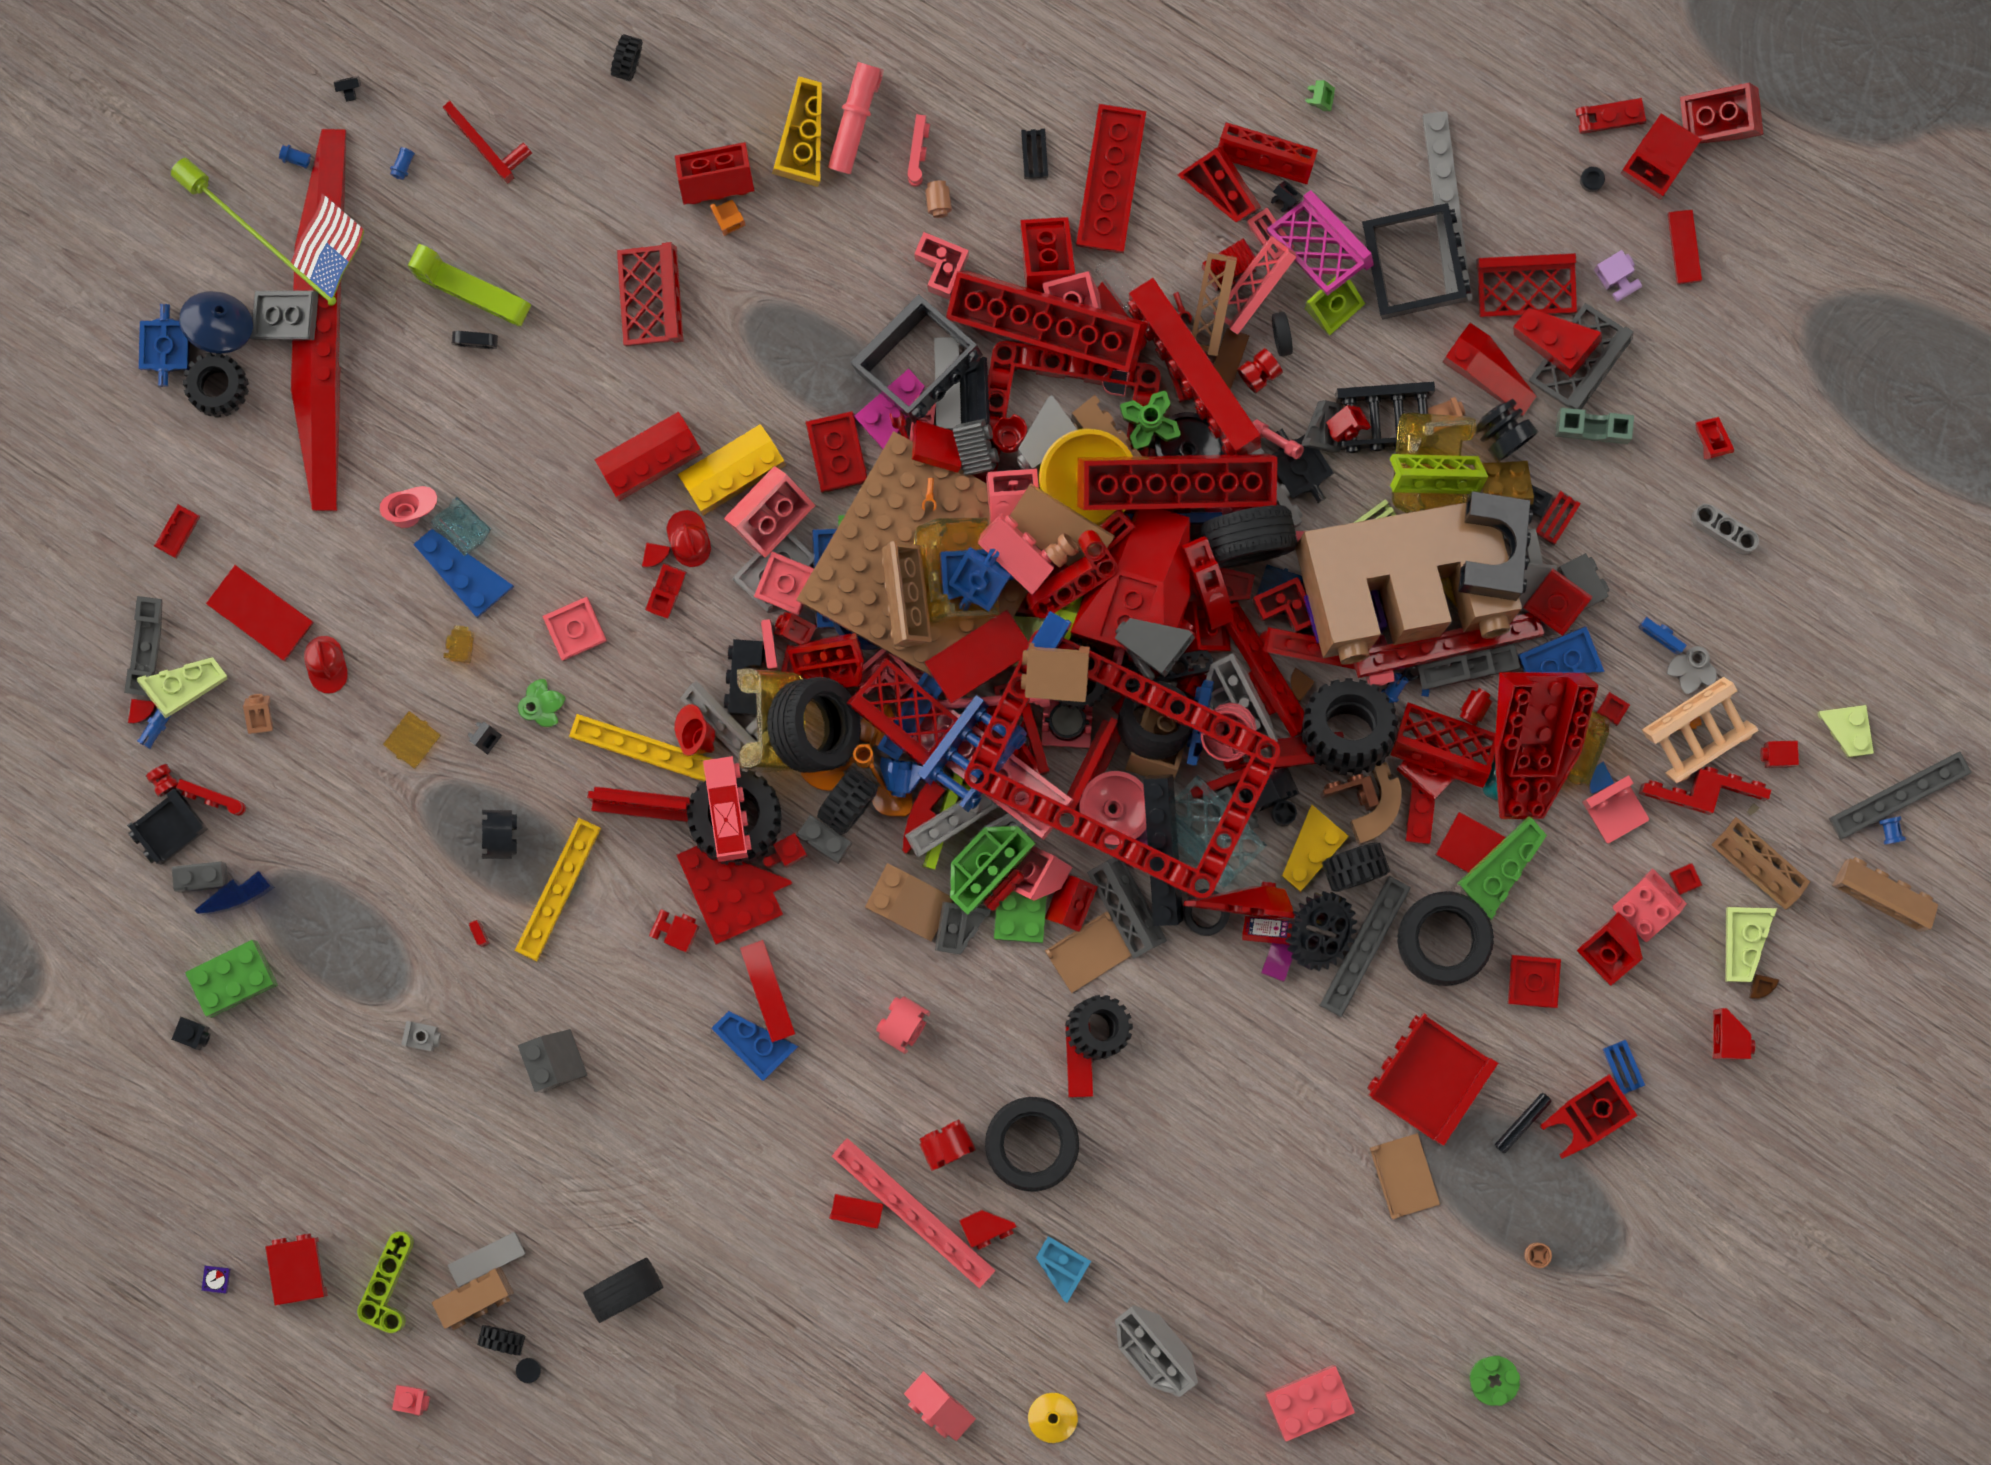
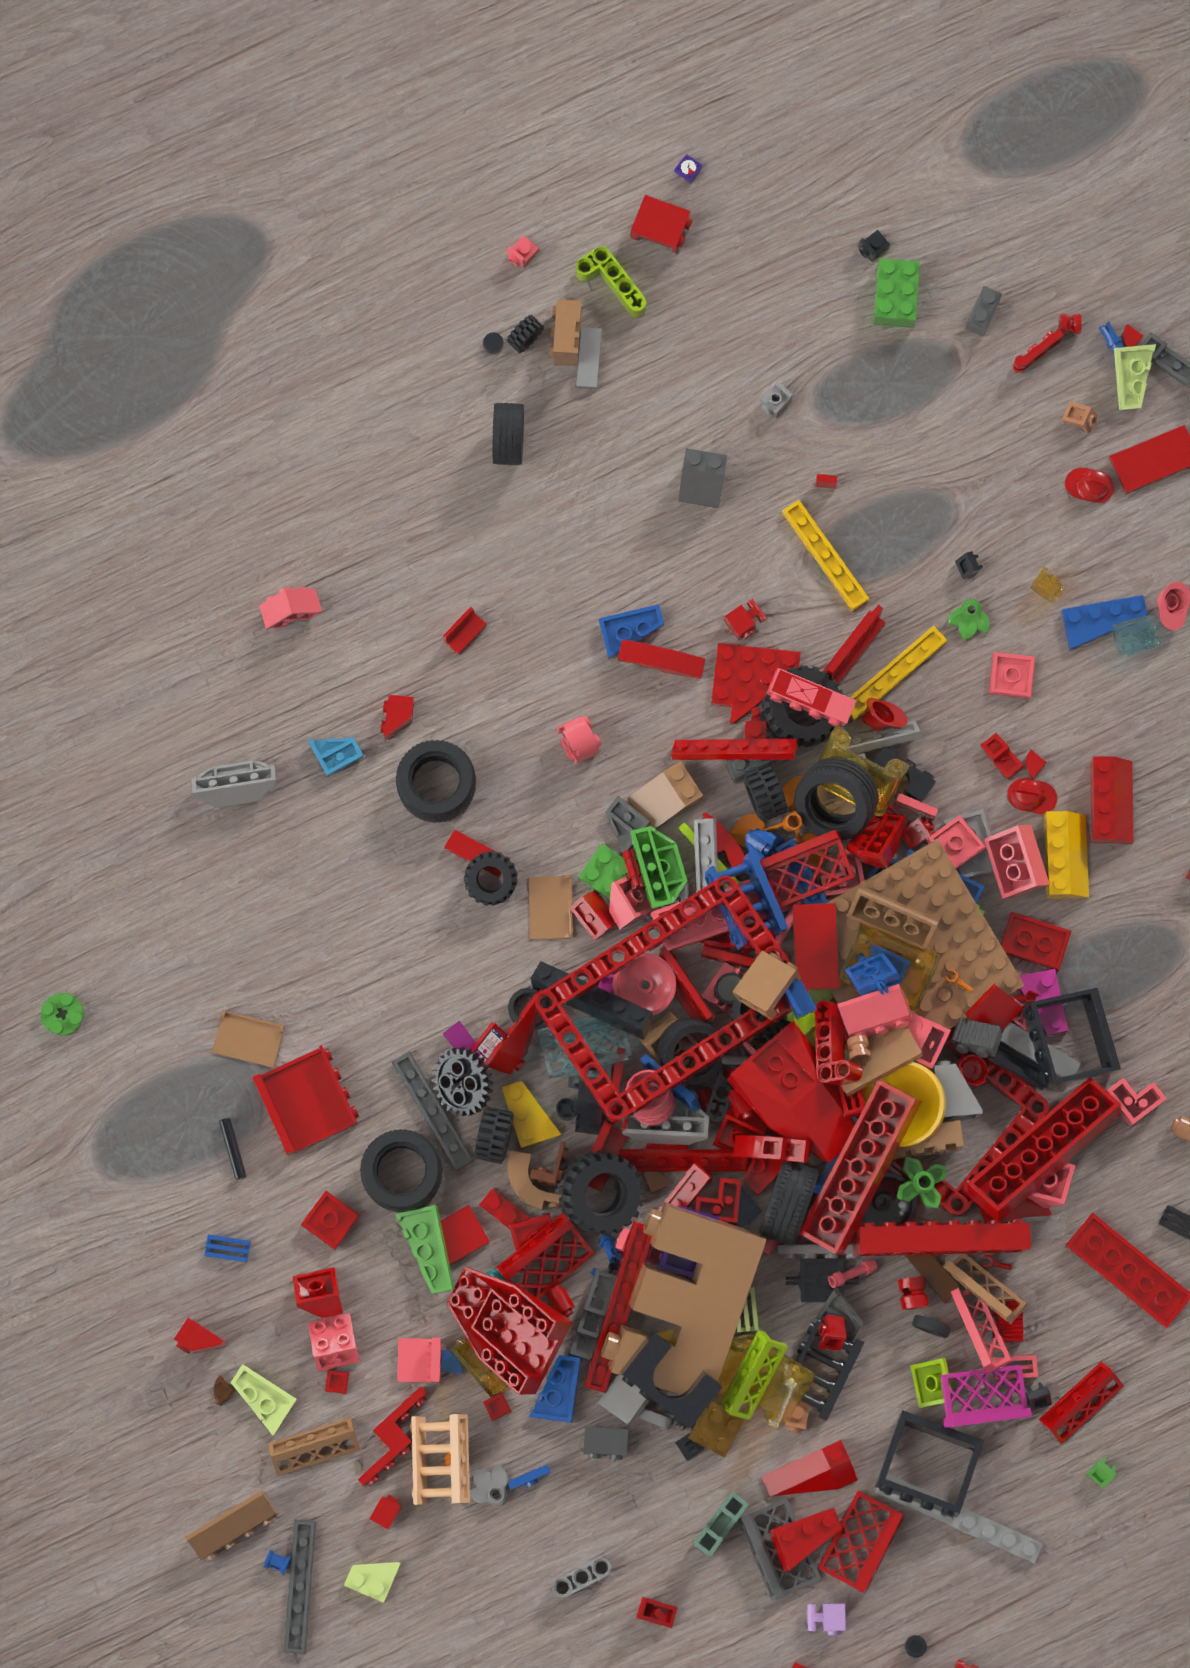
camera: 120 degrees right, 5 degrees down
(167, 828) = (1032, 308): black panel -> none
(236, 895) = (955, 330): clear blue slope -> none
(412, 739) = (997, 514): clear yellow piece -> none
(498, 834) = (890, 532): black brick -> none
(821, 859) = (734, 749): none -> red plate
(913, 1213) = (437, 670): coral plate -> none
(946, 1146) = (471, 719): red brick -> none
(1046, 251) = (1099, 1186): red slope -> none
(1052, 1404) = (233, 695): yellow dish -> none
(1114, 388) = (962, 1174): black tile -> none
(1130, 903) = (565, 957): dark grey fence -> none
(1154, 643) = (746, 1070): dark grey slope -> none
(1221, 184) = (1075, 1350): red wedge -> none
(1309, 1403) = (129, 870): coral brick -> none
(1505, 430) = (757, 1451): black wheel -> none
(1541, 1257) = (129, 1096): nougat wheel -> none
(1557, 602) = (602, 1410): red plate -> none
(1568, 500) = (658, 1437): red tile -> none
(1585, 1122) = (203, 1193): red brick -> none

